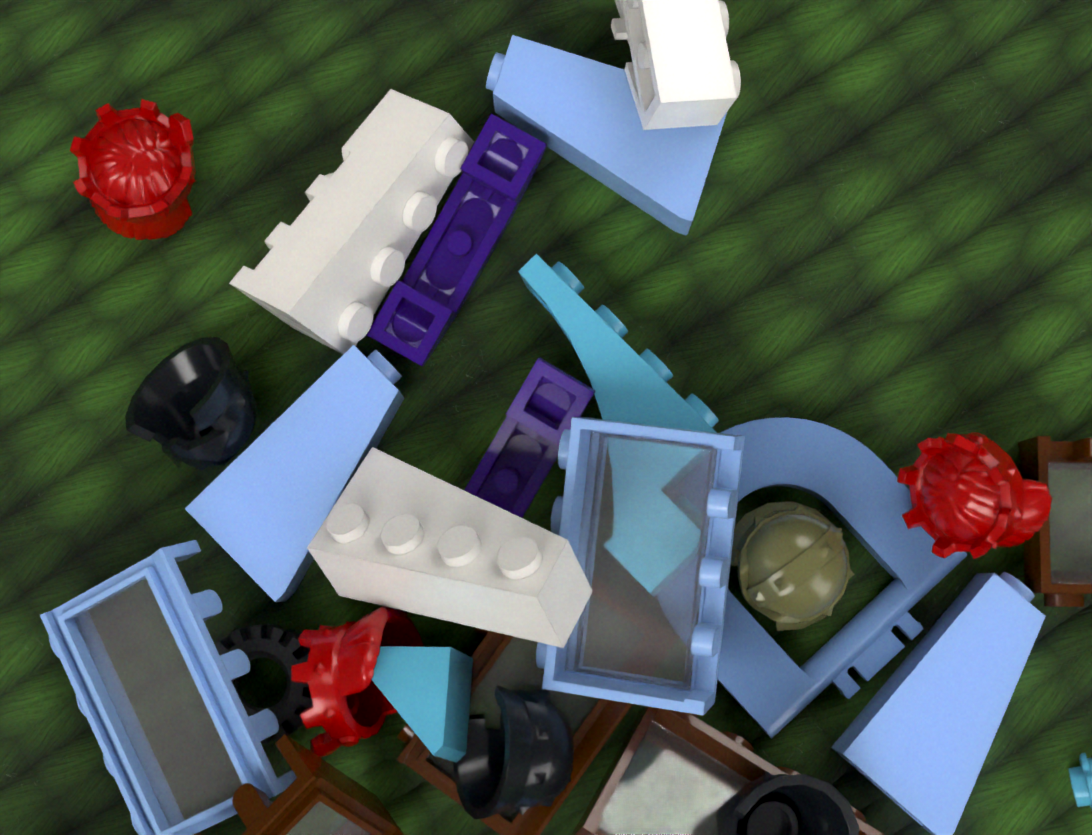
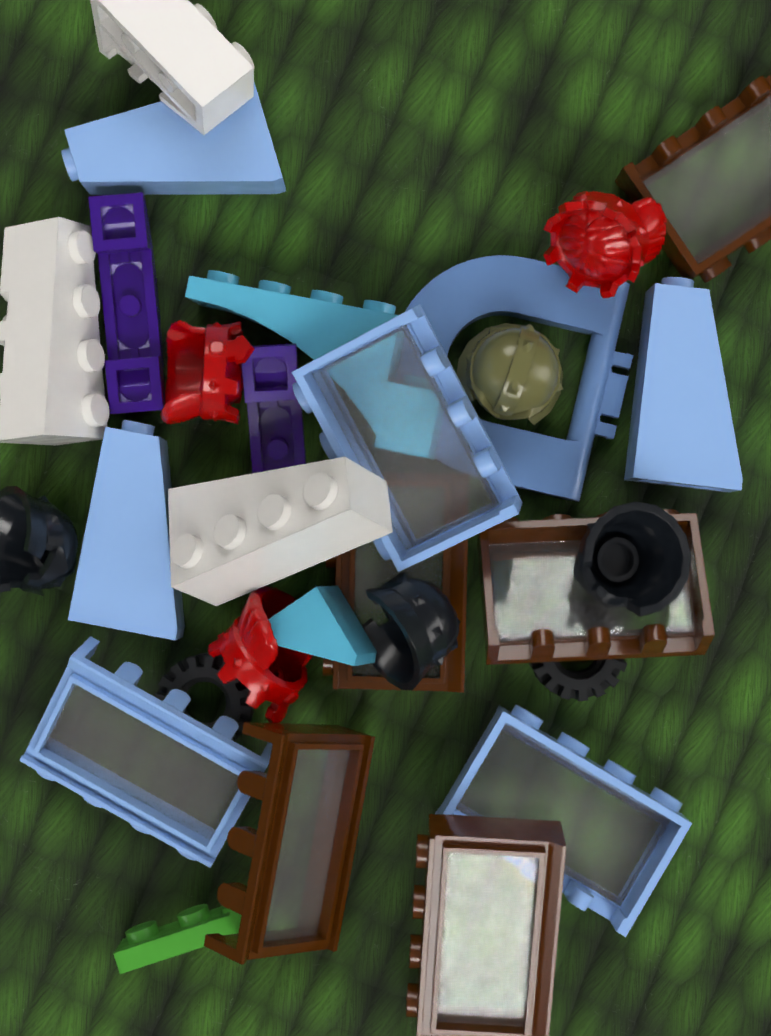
camera: 40 degrees left, 5 degrees up
(487, 357) = (204, 372): none -> red hair

